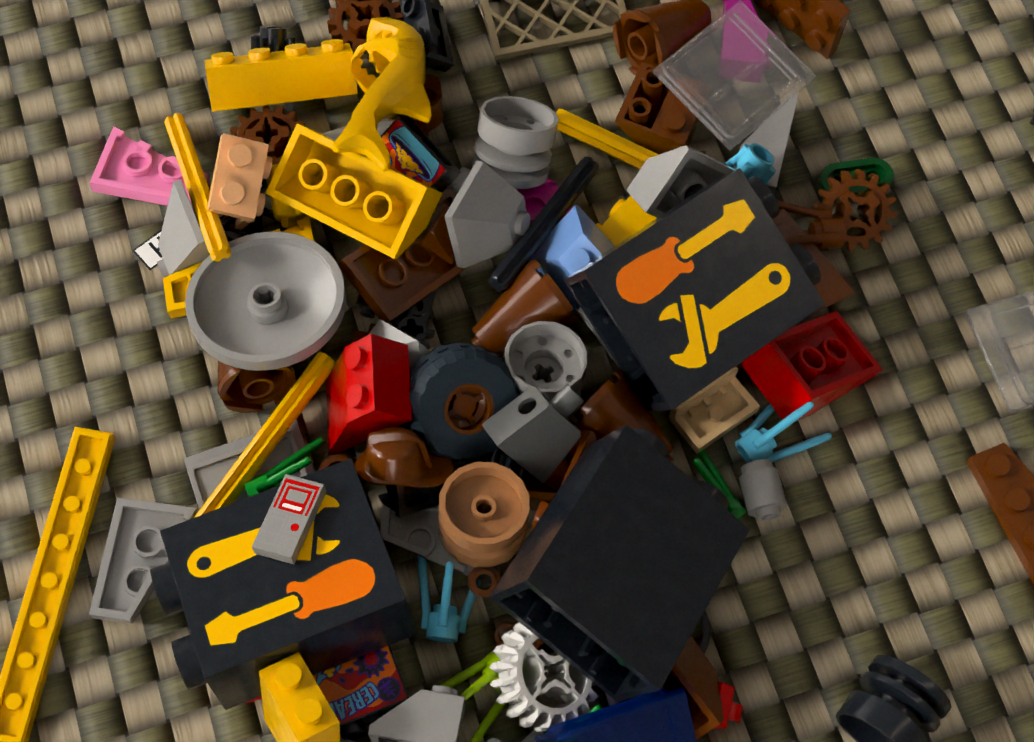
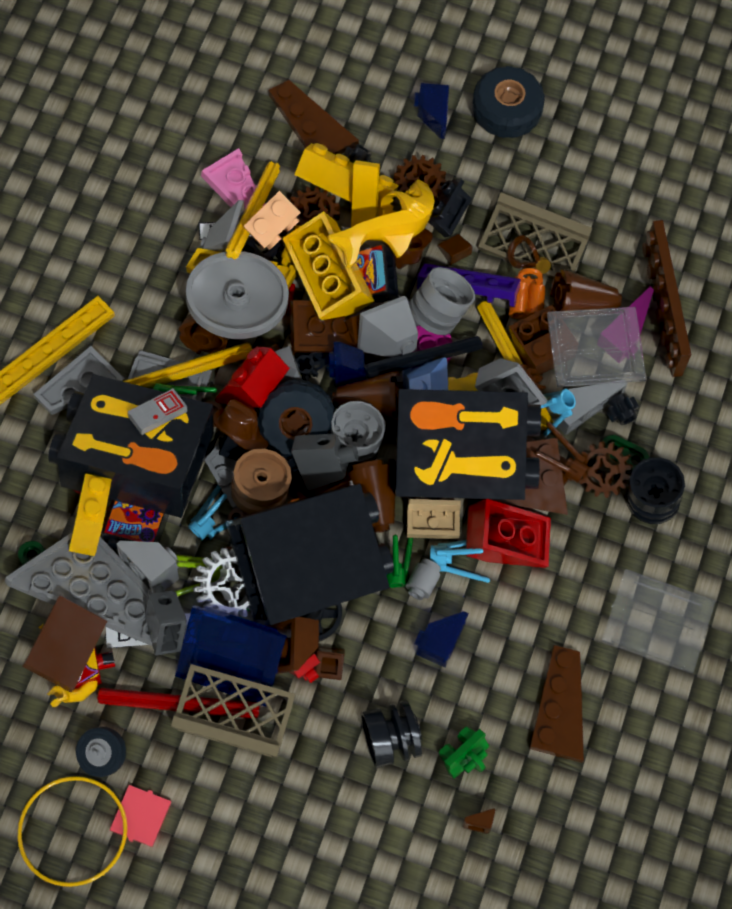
camera: 35 degrees right, 0 degrees up
(173, 39) = (309, 120): none -> reddish brown wing
(322, 76) = (365, 191): none -> yellow tile
(461, 296) = (346, 364): none -> clear blue slope
(470, 75) = (455, 249): none -> reddish brown slope
(547, 89) = (482, 283): none -> dark purple hinge
(587, 26) = (540, 263): none -> reddish brown piece
(598, 73) = (530, 295): none -> orange piece
(739, 671) = (330, 663): none -> reddish brown slope
(813, 129) = (622, 409): none -> black gear
(844, 547) = (440, 638): none -> clear blue slope
(936, 177) = (659, 478): none -> black wheel
(983, 683) = (468, 755): none -> green hips

